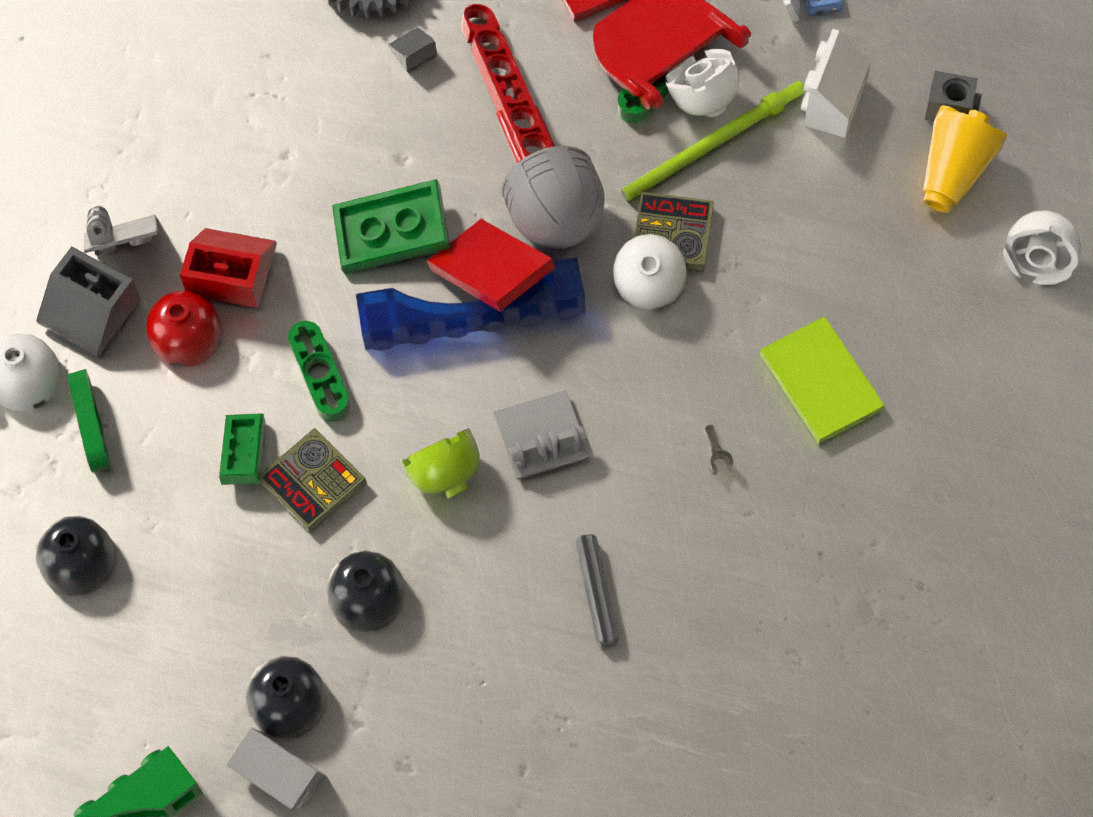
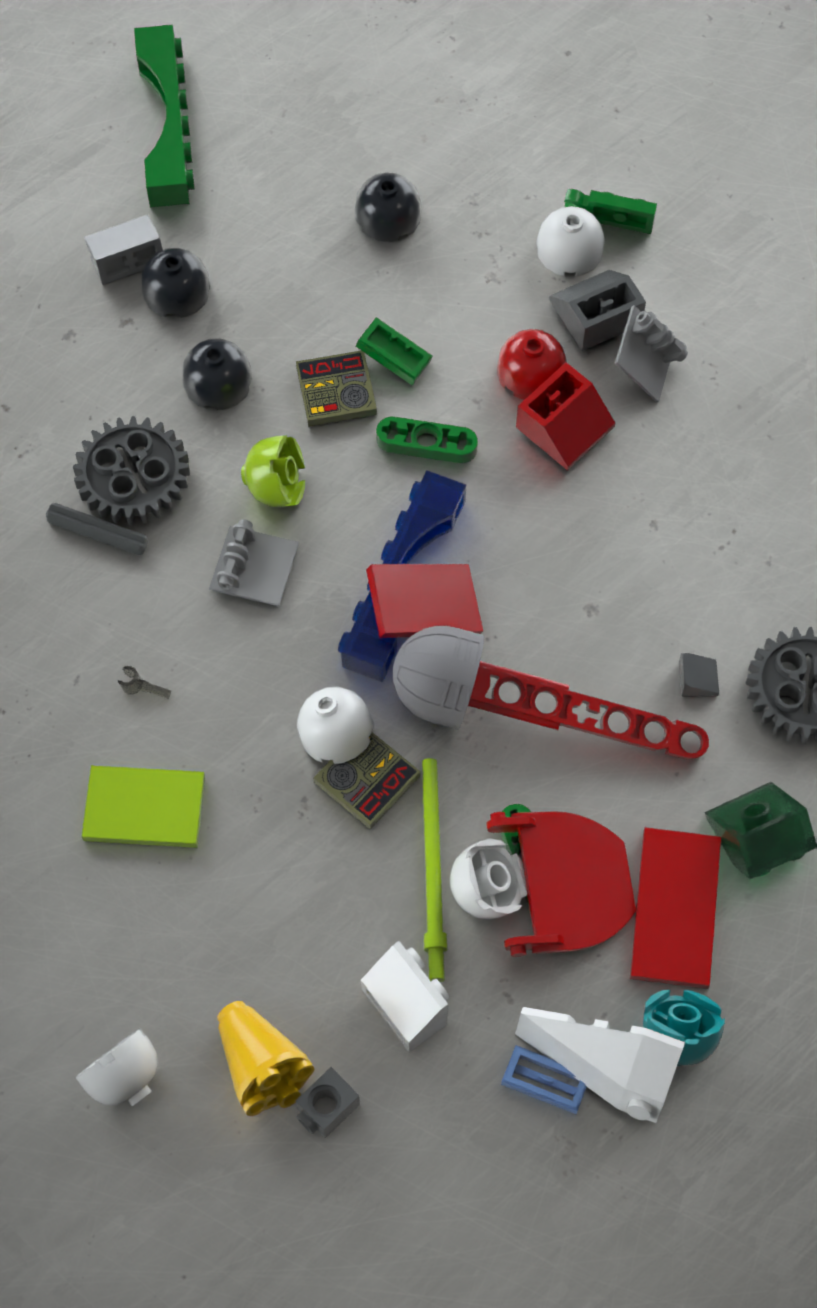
camera: 120 degrees right, 0 degrees up
(89, 420) = (510, 267): green beam -> none
(390, 226) = (521, 557): green tile -> none
(551, 607) = (101, 484): none -> dark grey gear

